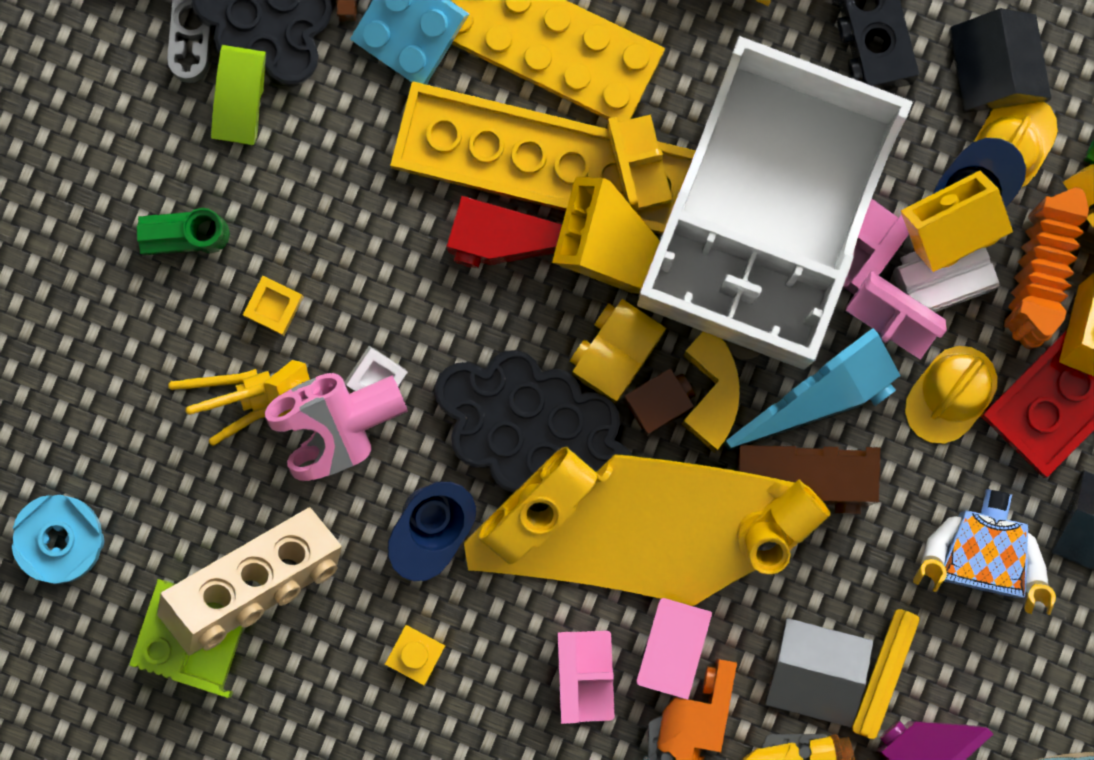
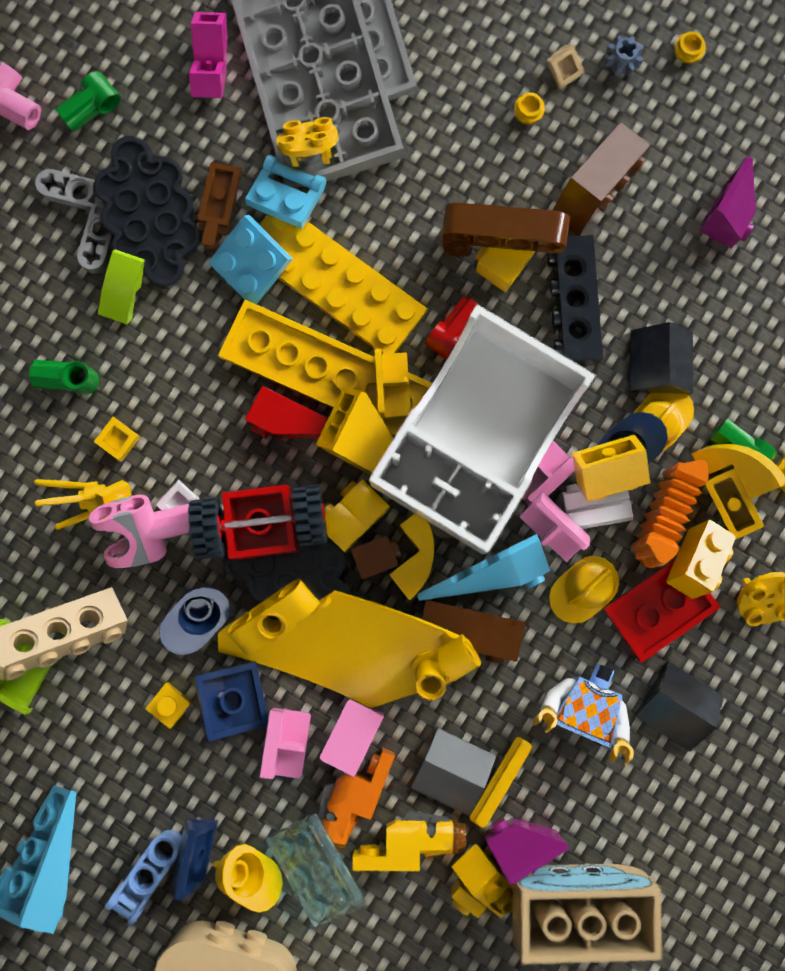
camera: 10 degrees right, 0 degrees up
(498, 380) = (258, 522): none -> brick
(500, 631) = (231, 701): none -> dark blue slope
(703, 77) = (447, 333): none -> red piece

